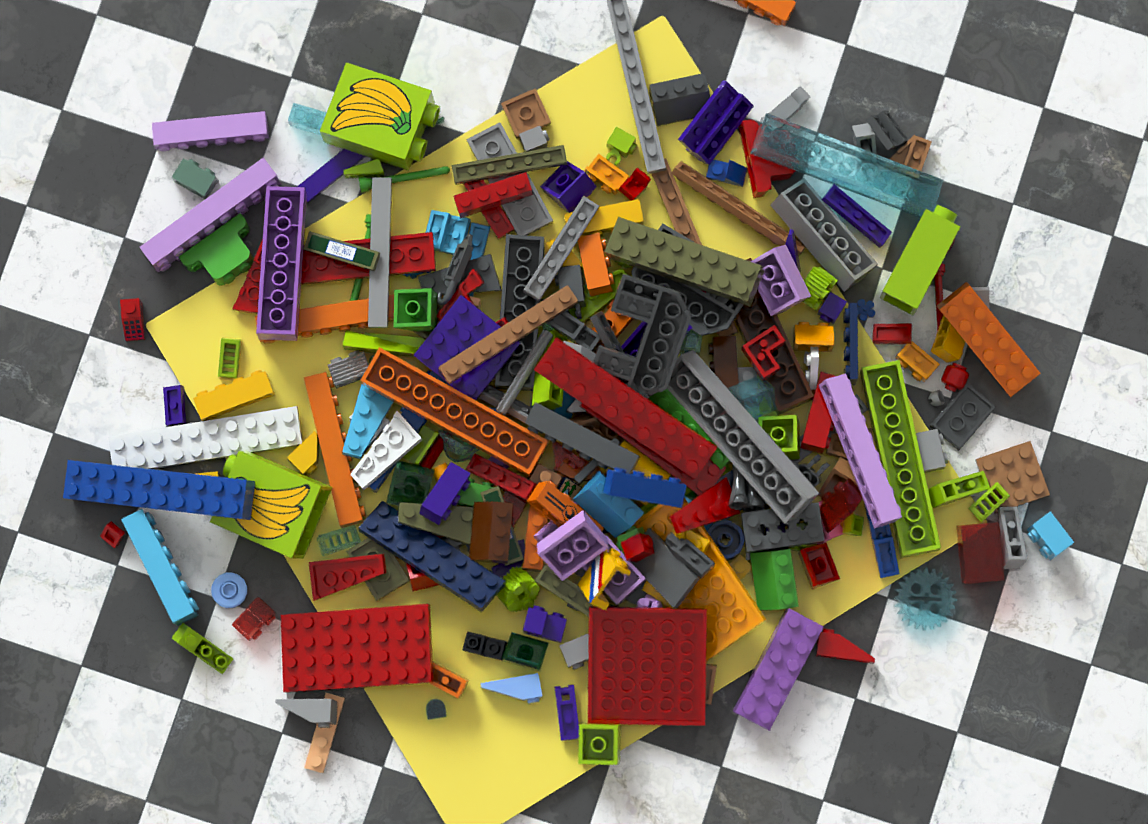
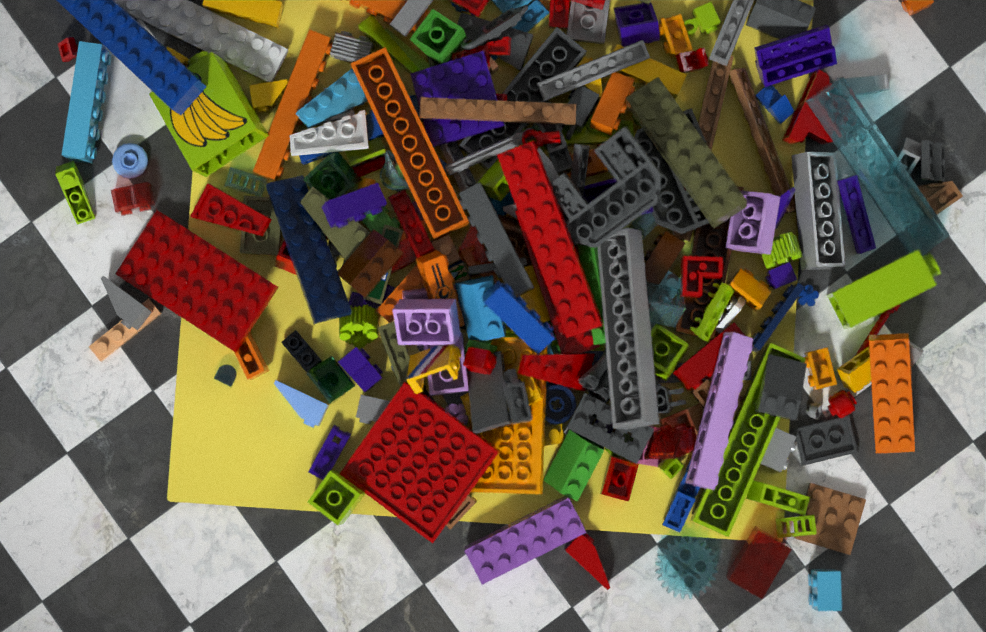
camera: 30 degrees right, 5 degrees up
(559, 331) = (541, 138): none -> red pin
(798, 374) = (713, 311): none -> lime plate
(892, 333) = (816, 332): red tile -> none
(897, 397) = (781, 387): none -> dark grey slope
(1012, 539) = (793, 568): light grey slope -> none

